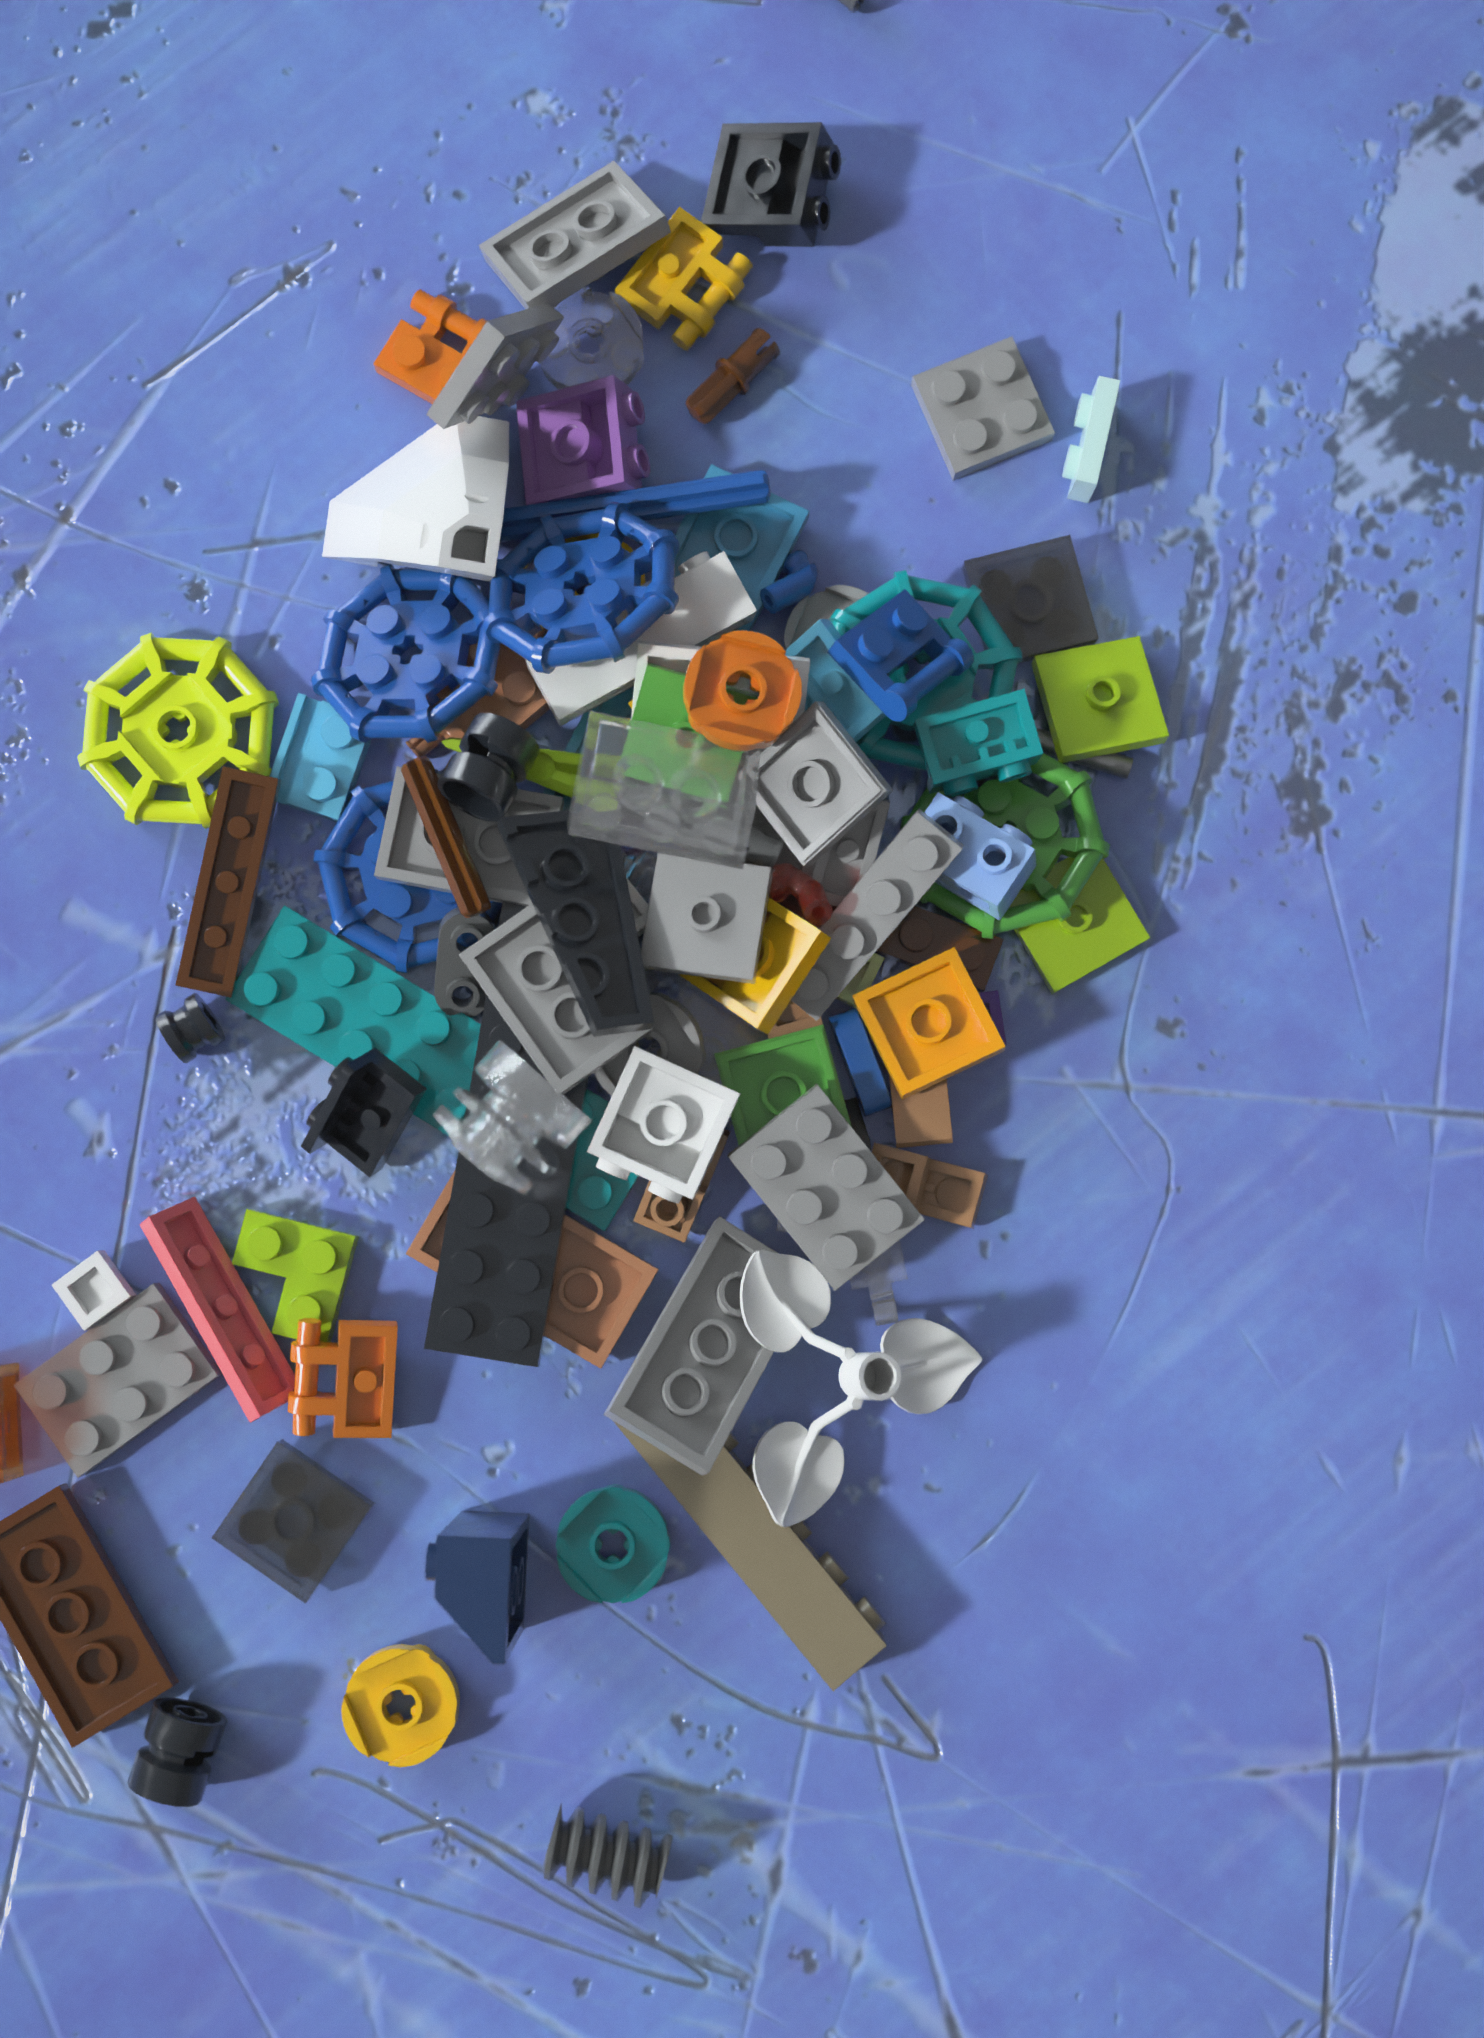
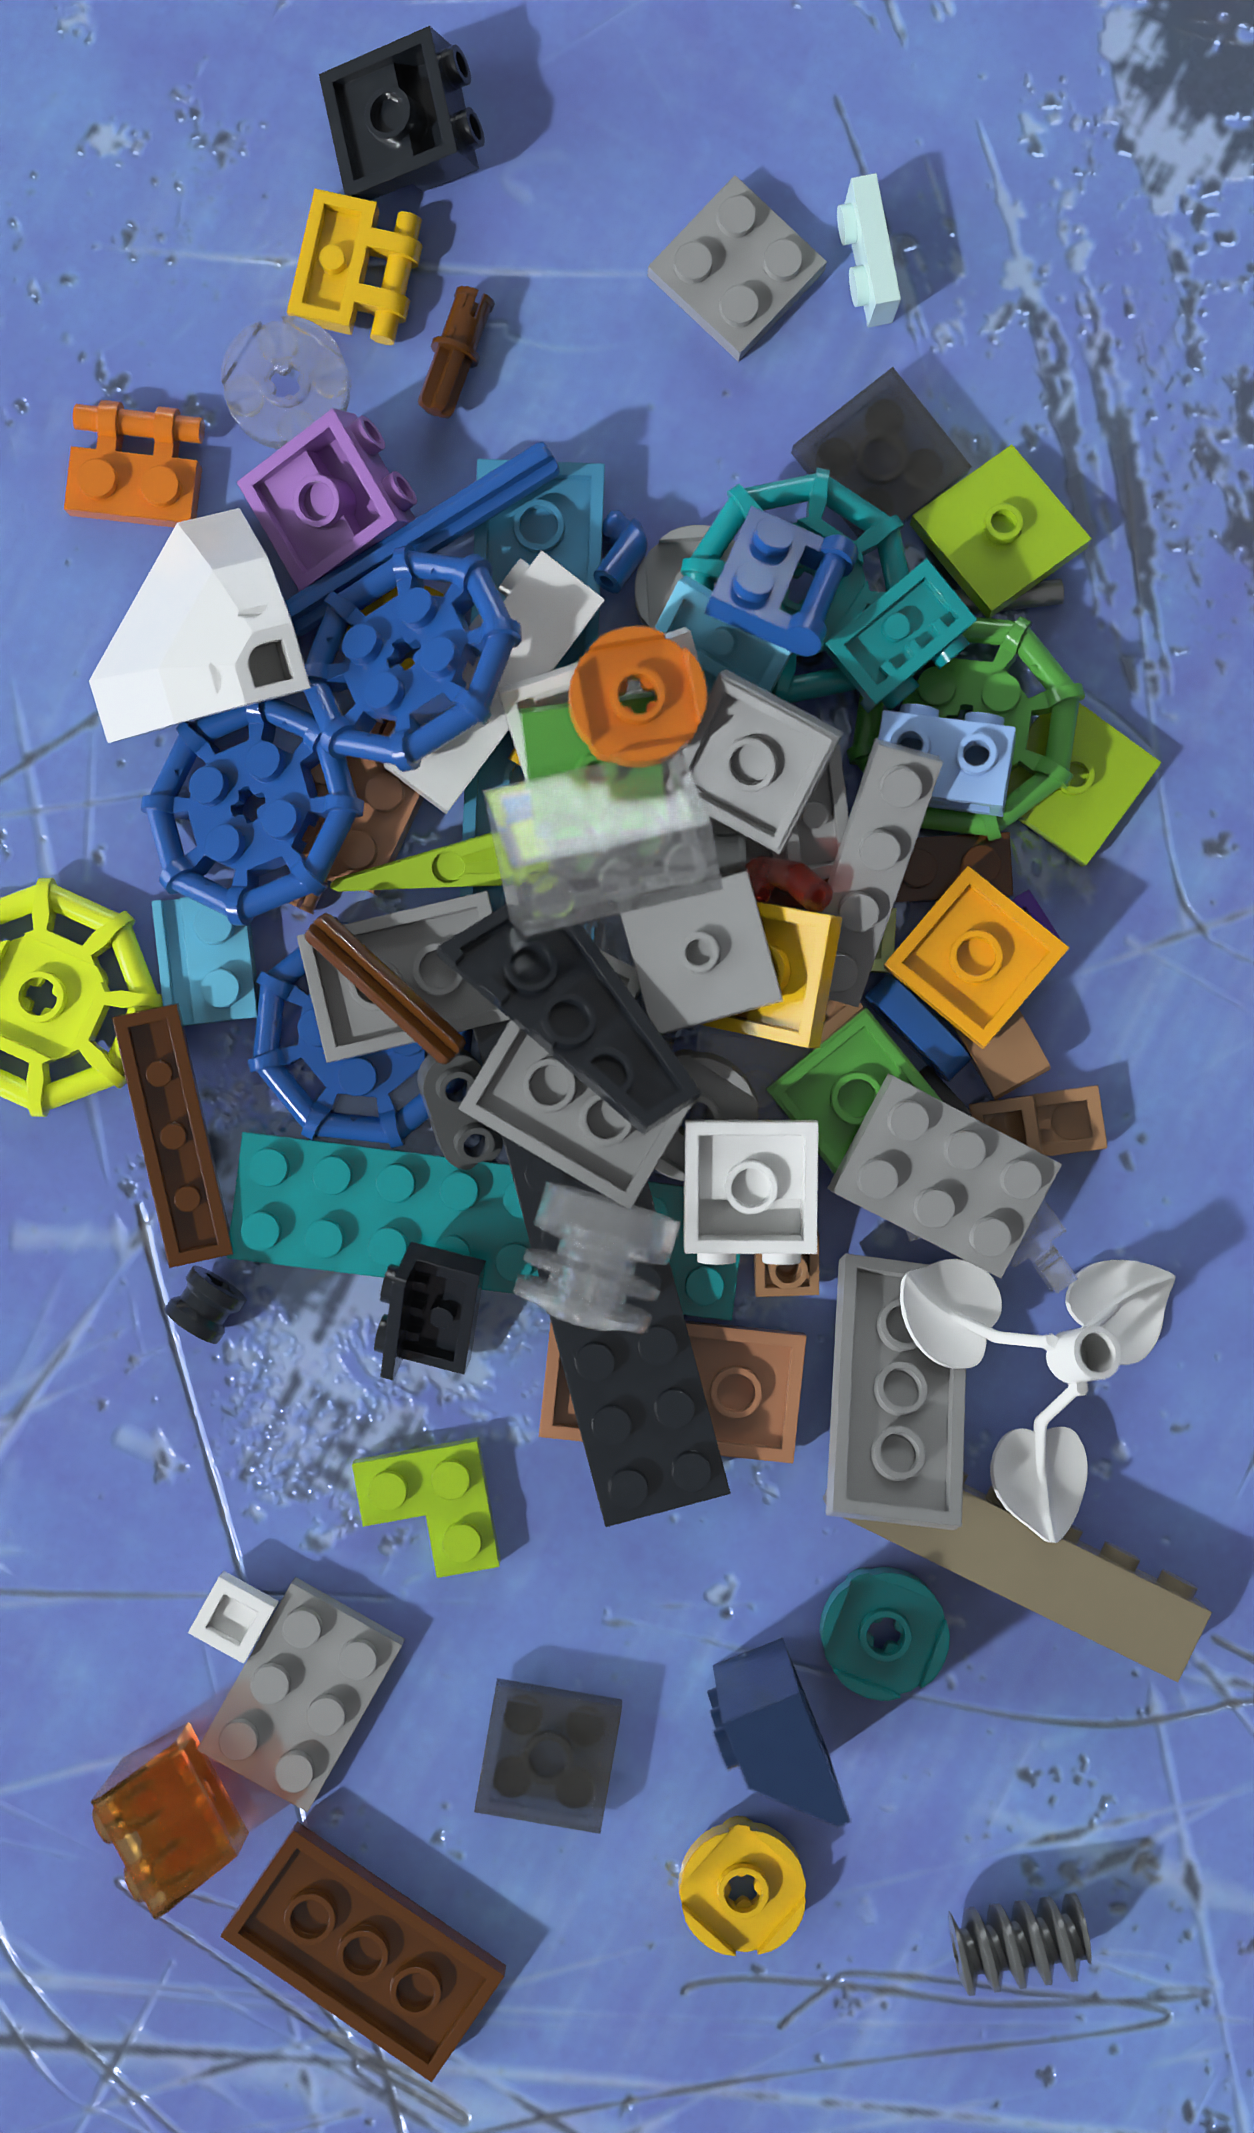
camera: 25 degrees left, 5 degrees up
(174, 1763) = (540, 2051): black wheel -> none
(221, 1307) = (375, 1577): coral plate -> none
(362, 1381) = (554, 1583): orange plate -> none
(491, 763) = (398, 890): black wheel -> none
(497, 365) = (205, 456): light grey plate -> none
(575, 238) = (218, 274): light grey plate -> none

